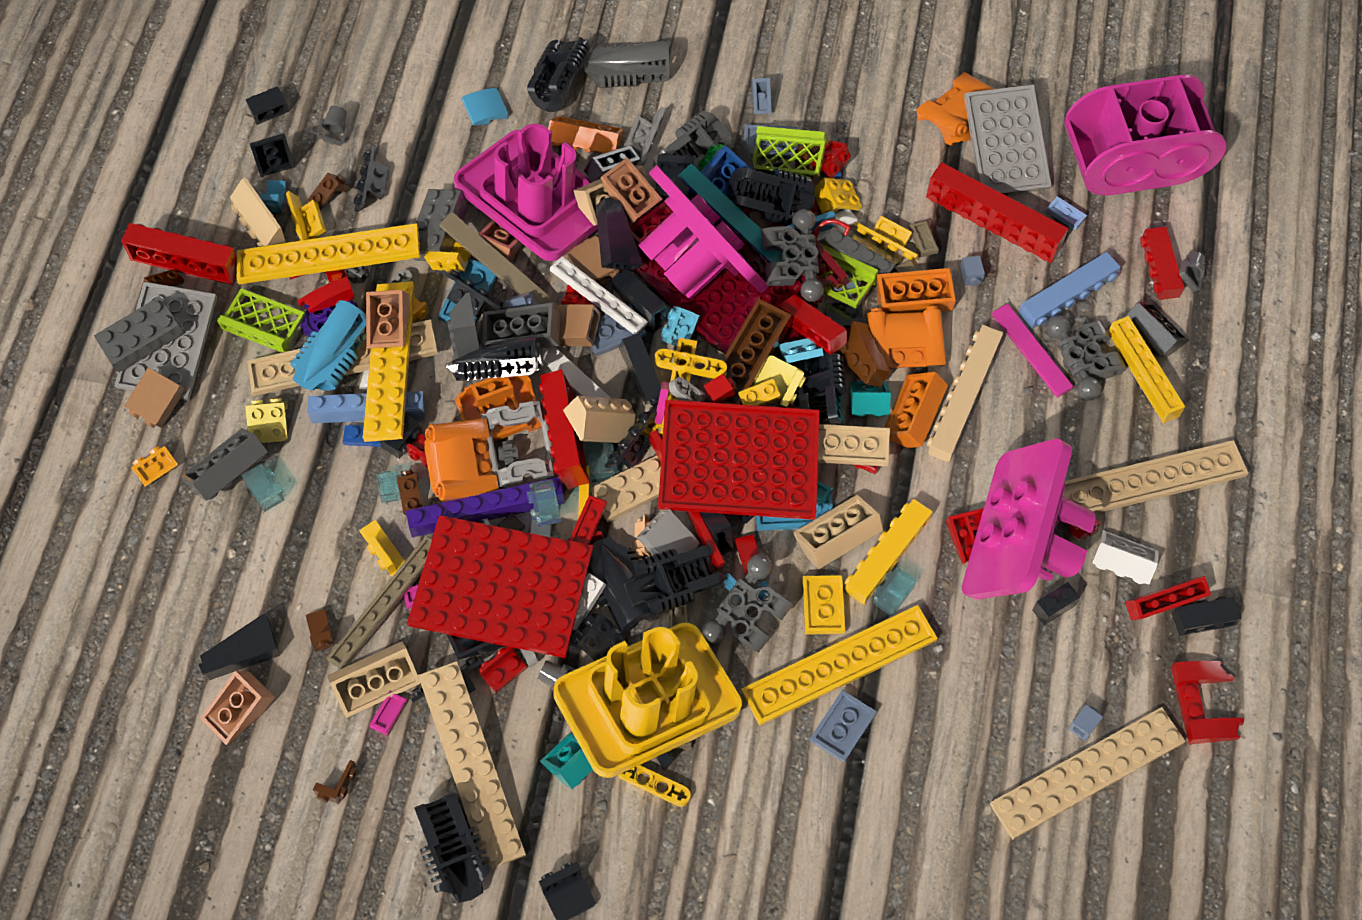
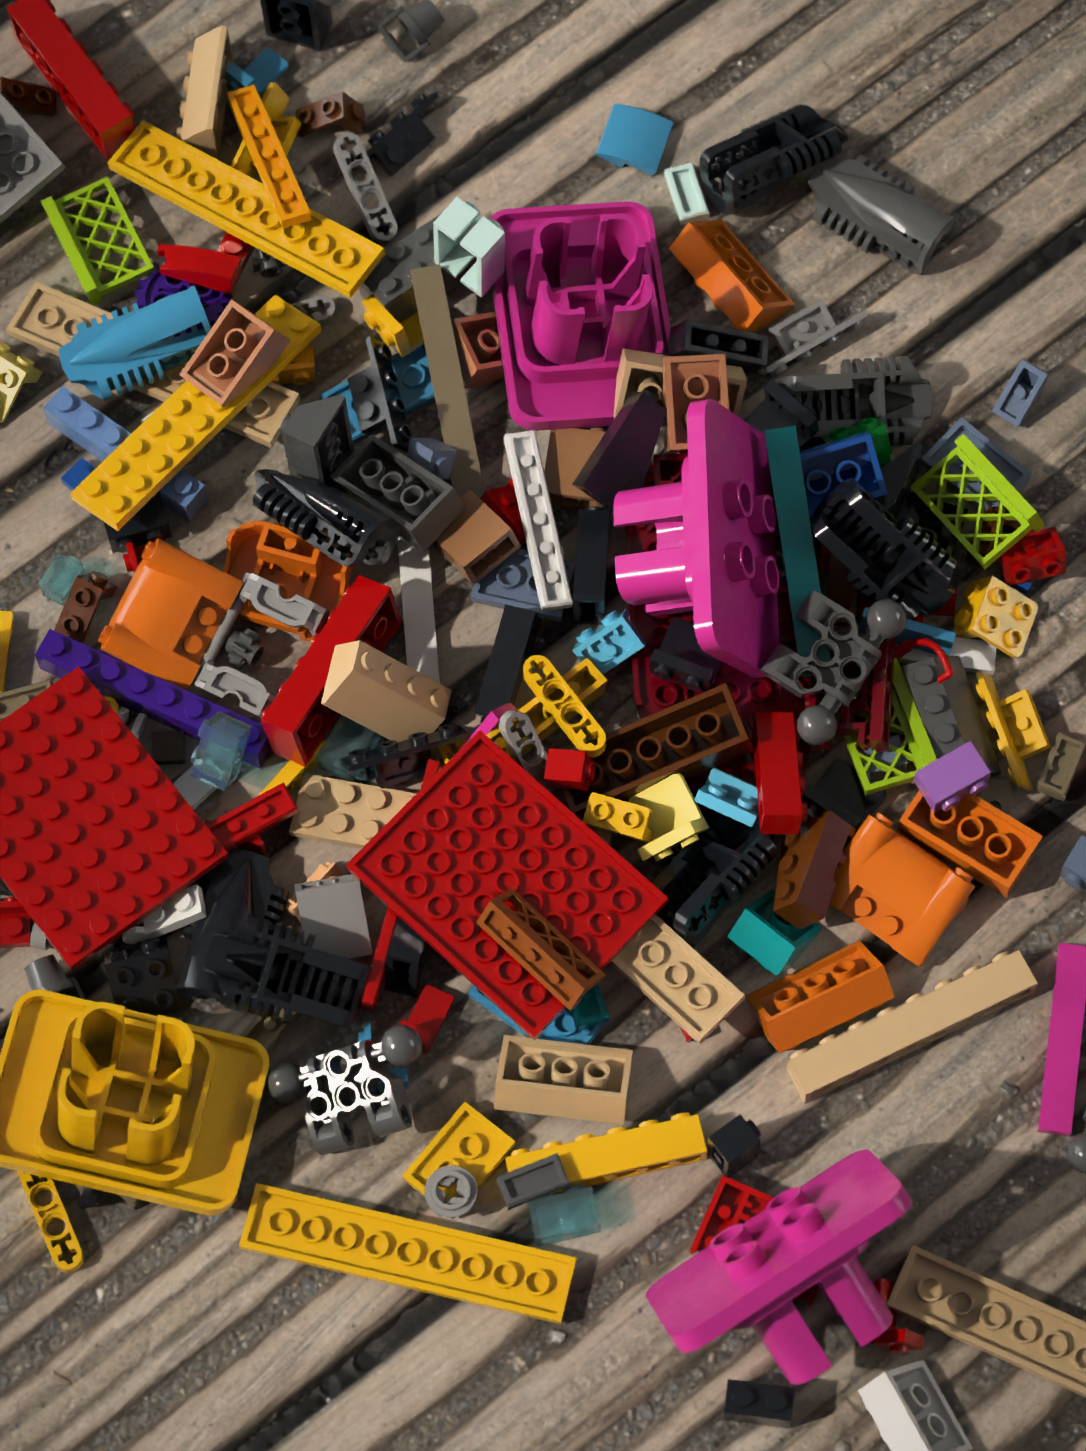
camera: 45 degrees right, 5 degrees up
(320, 221) = (268, 156): none -> light orange plate
(379, 205) = (361, 189): none -> light grey beam
(462, 184) = (464, 235): none -> light aqua piece
(529, 113) = (686, 193): none -> light aqua tile
(723, 305) = (683, 660): none -> black bracket
(784, 474) = (535, 949): none -> dark orange fence
(840, 612) = (445, 1178): none -> light grey gear
(842, 726) = (339, 1334): sand blue plate -> none
(870, 584) = (532, 1181): none -> dark grey tile
(891, 269) = (952, 777): none -> medium lavender brick
(942, 499) = (734, 1145): none -> black brick

